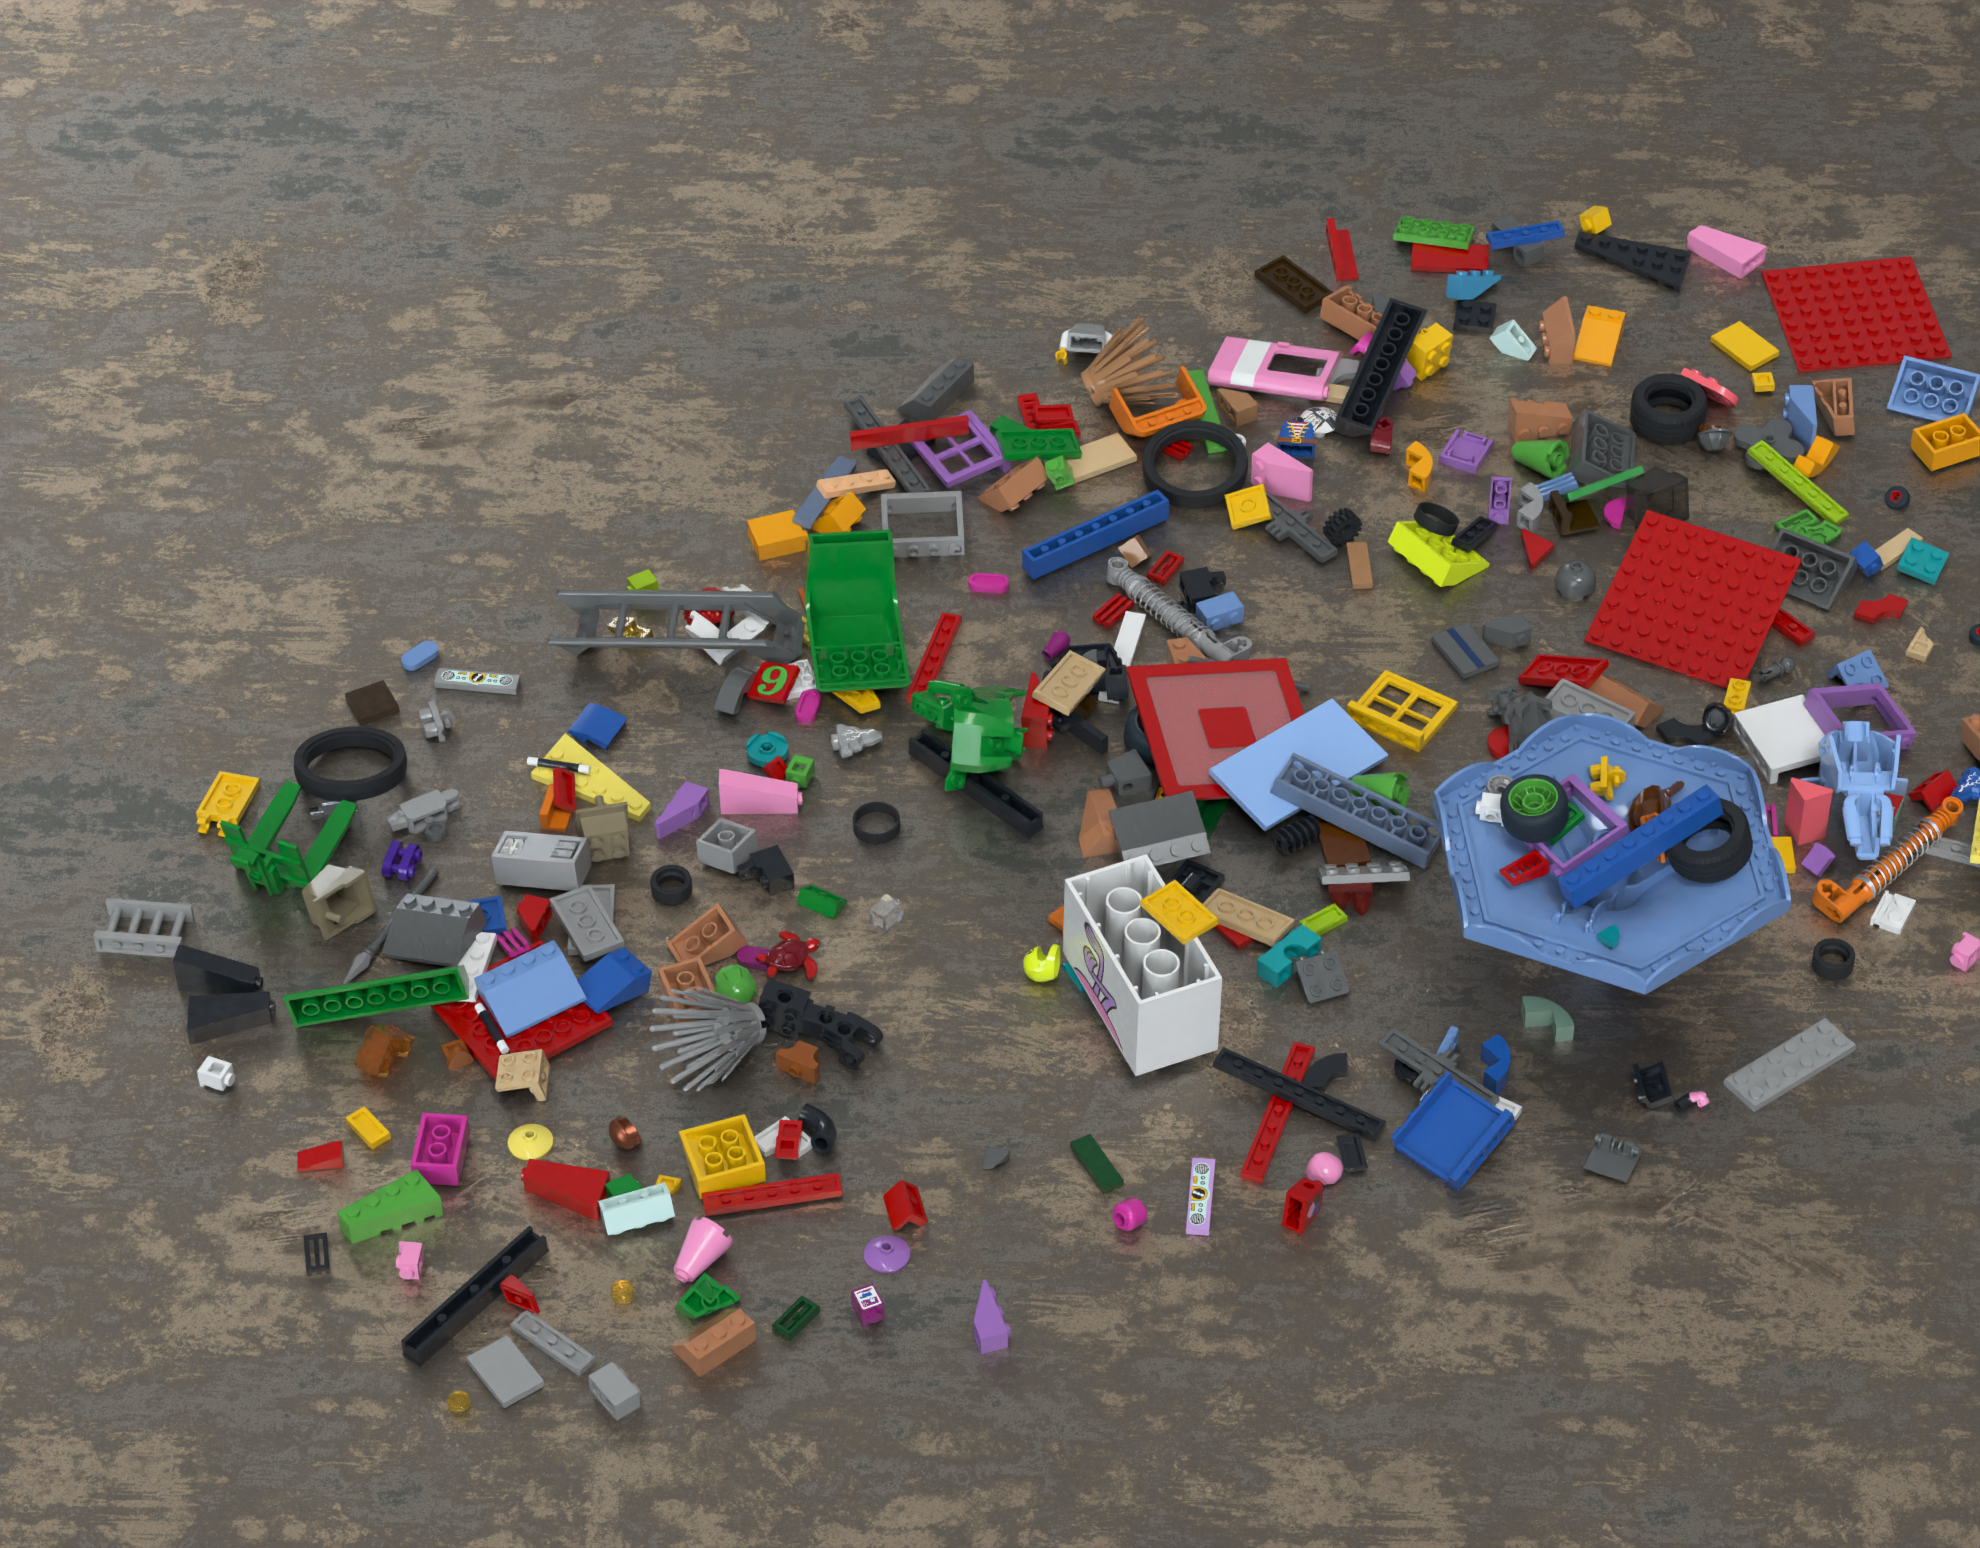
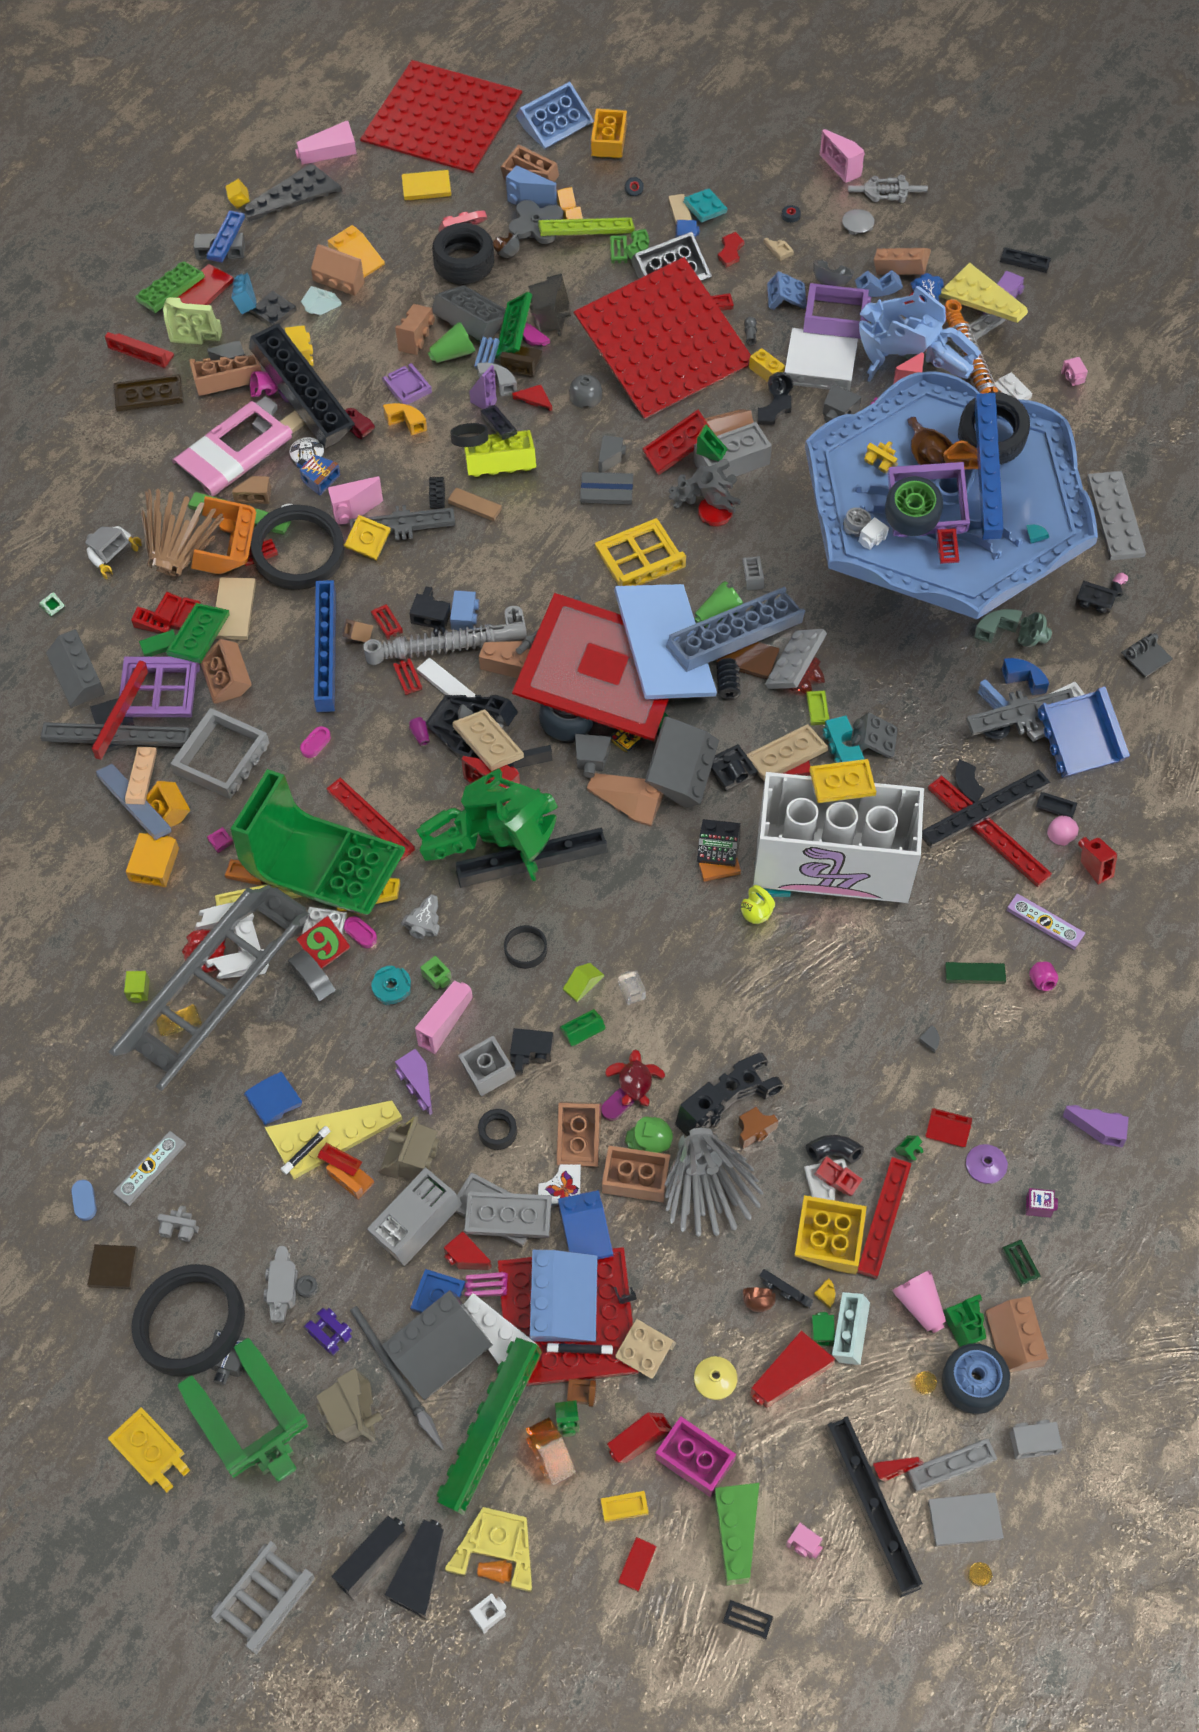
camera: 60 degrees left, 15 degrees up
(257, 1066) = (497, 1571): none -> orange cone
(287, 1053) = (499, 1537): none -> light yellow wing
(421, 1047) = (567, 1418): none -> green slope
(434, 1099) = (639, 1437): none -> red slope
(565, 1041) = (626, 1298): none -> black piece
(645, 1319) = (972, 1394): none -> wheel
(648, 1148) = (787, 1290): none -> black plate
(650, 954) = (564, 1183): none -> tile
(775, 768) = (420, 989): red tile -> none
(859, 1182) = (908, 1146): none -> green tile
(871, 877) = (582, 981): none -> lime slope
(996, 341) = (51, 604): none -> slope
(1059, 472) = (241, 634): bright green brick -> none
(1390, 264) = (190, 322): none -> yellowish green slope
(1560, 1049) = (1034, 630): none -> sand green plate
(1564, 683) = (710, 445): none -> green slope
(1763, 382) = (471, 193): yellow plate -> none
(1909, 694) = (827, 276): none -> dark grey cylinder
(1935, 741) = (880, 287): none -> medium blue brick

